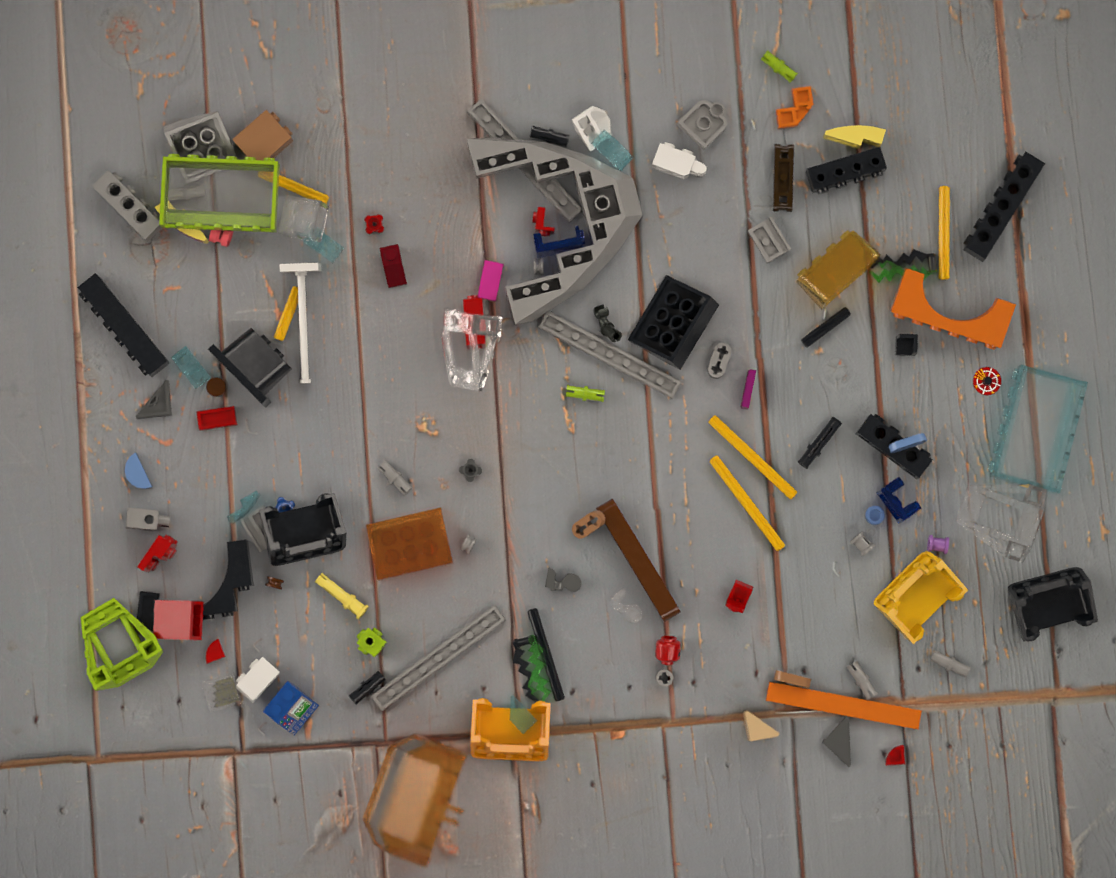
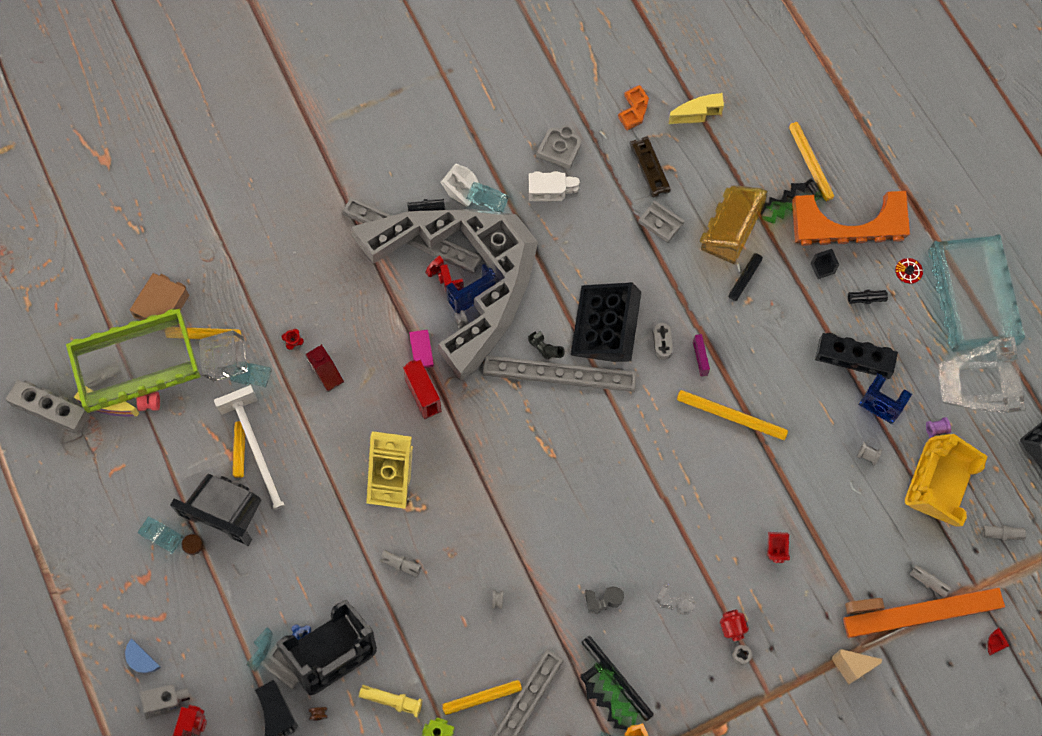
camera: 25 degrees left, 15 degrees down
(123, 325) = (79, 519): black brick -> none
(159, 404) = (139, 583): dark grey tile -> none
(200, 136) = (96, 316): light grey slope -> none
(216, 418) = (203, 574): red tile -> none
(409, 544) = (440, 622): clear orange slope -> none
(415, 391) = (389, 469): none -> light yellow brick
(421, 624) = (481, 697): none -> yellow axle
(470, 465) = (473, 534): dark grey plate -> none
(473, 325) = (422, 384): clear windscreen -> none
(534, 203) = (434, 266): none -> red tile
(585, 393) = (551, 416): lime pin -> none
(586, 520) = (610, 536): medium nougat beam -> none
(639, 560) = (668, 550): reddish brown beam -> none
(747, 503) = (746, 458): yellow axle -> none
(779, 66) = (605, 79): lime pin -> none
(805, 460) = (787, 378): black pin -> none
(839, 741) = (937, 650): dark grey tile -> none
(845, 170) = (702, 140): black brick -> none
(874, 515) = (867, 424): medium blue tile -> none
(907, 443) = (869, 343): medium blue tile -> none
(932, 392) = (867, 296): none -> black pin
(1032, 167) = (843, 161): black brick -> none

